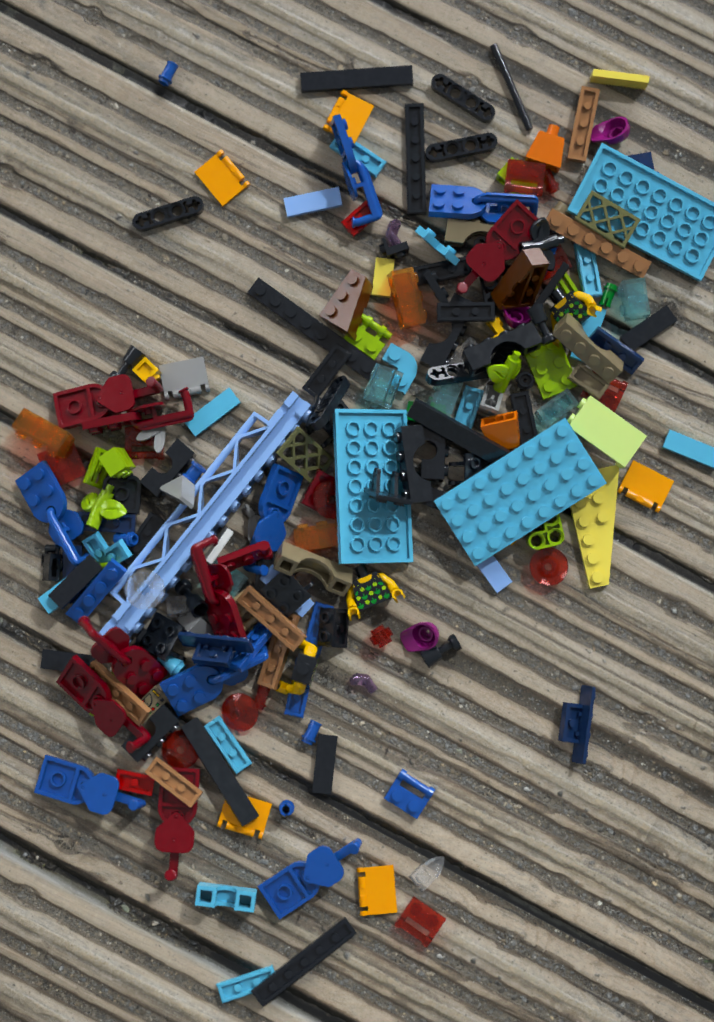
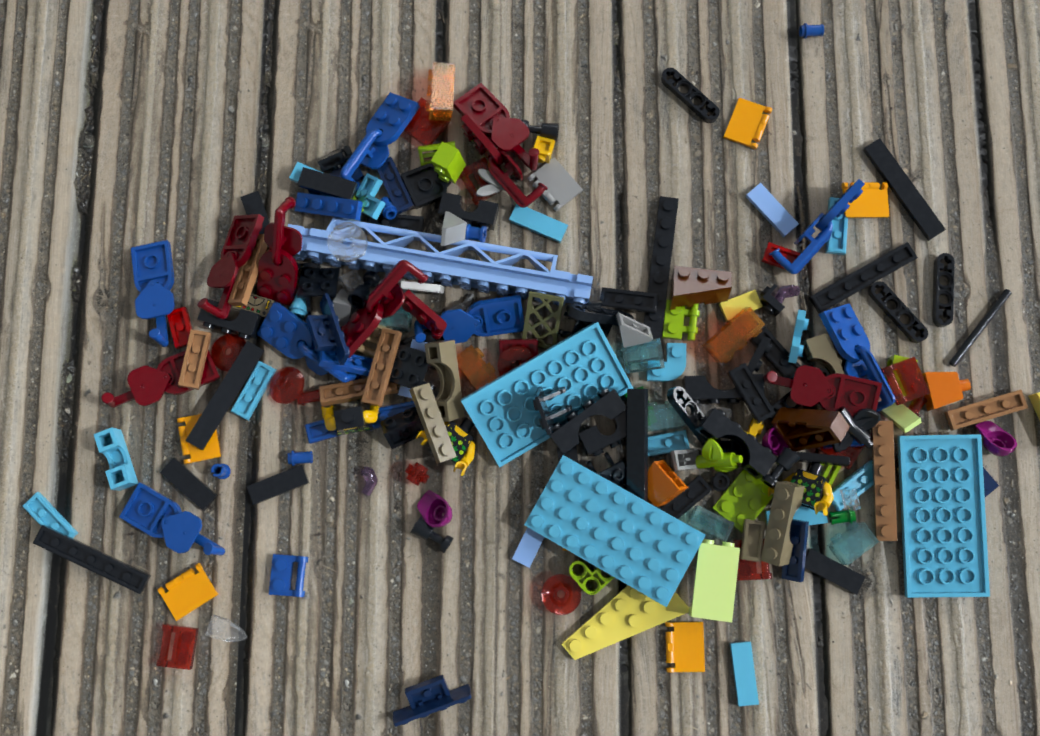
camera: 65 degrees right, 5 degrees down
(102, 507) = (404, 172): lime plant -> none
(281, 843) = (189, 484): none -> black tile
(346, 598) = (432, 423): none -> dark tan plate
(358, 382) = (632, 331): none -> light grey slope
(553, 198) = (901, 417): none -> yellowish green tile
(597, 281) = (850, 499): none -> clear tile
(606, 203) = (927, 467): olive window -> none

